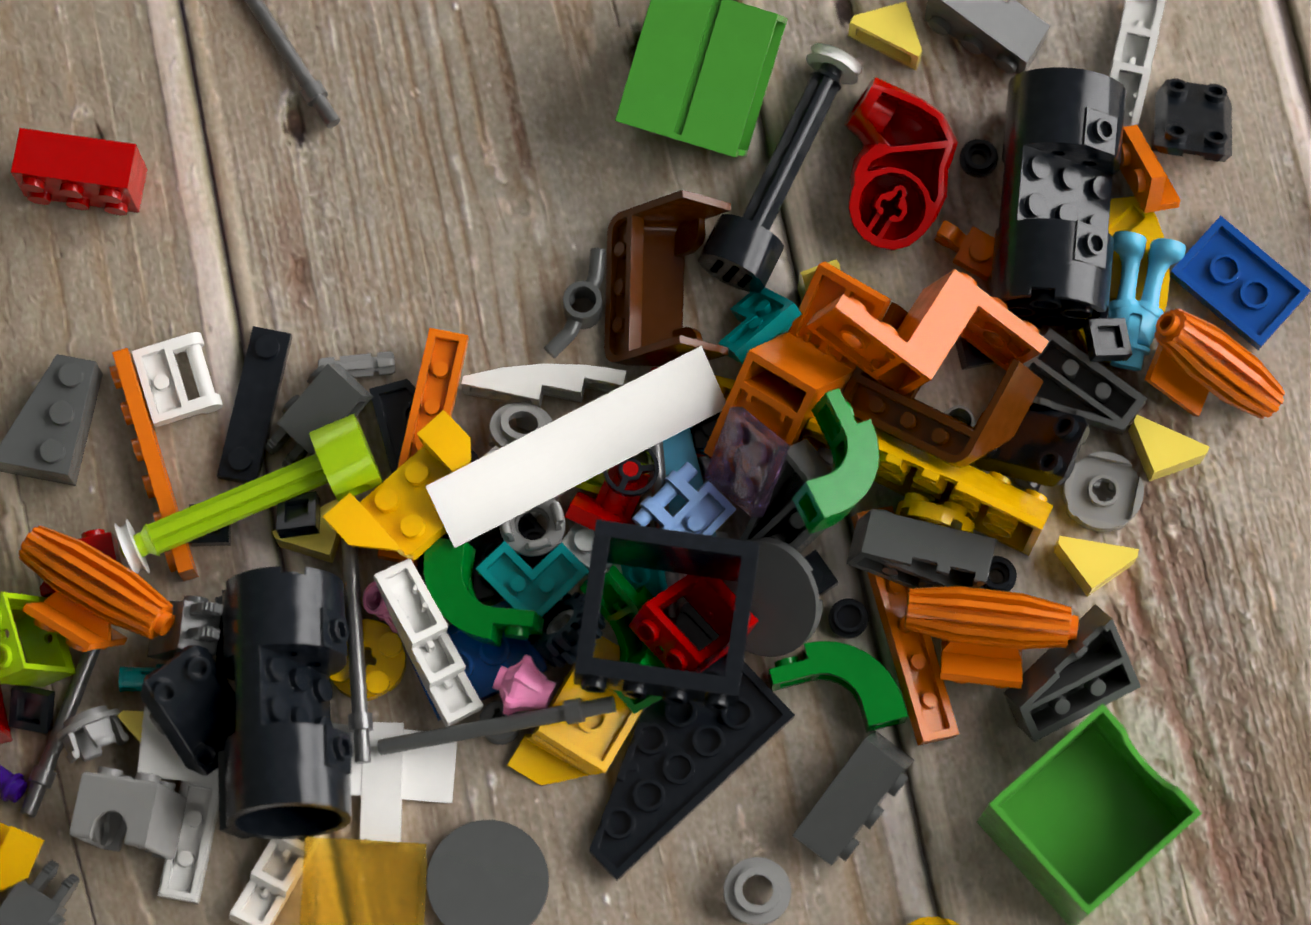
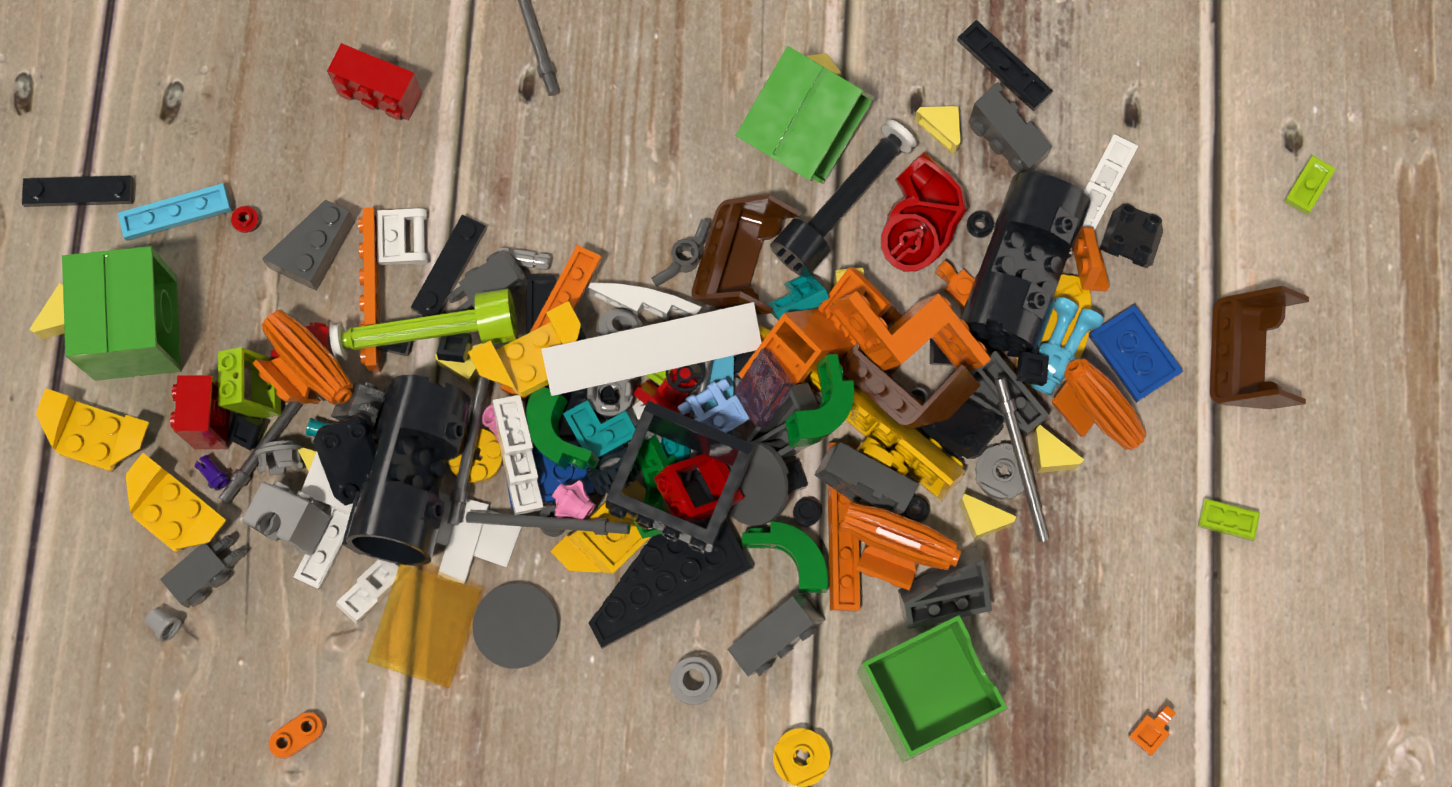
camera: 15 degrees right, 0 degrees up
(1088, 402) = (1007, 407): none -> flat silver bar

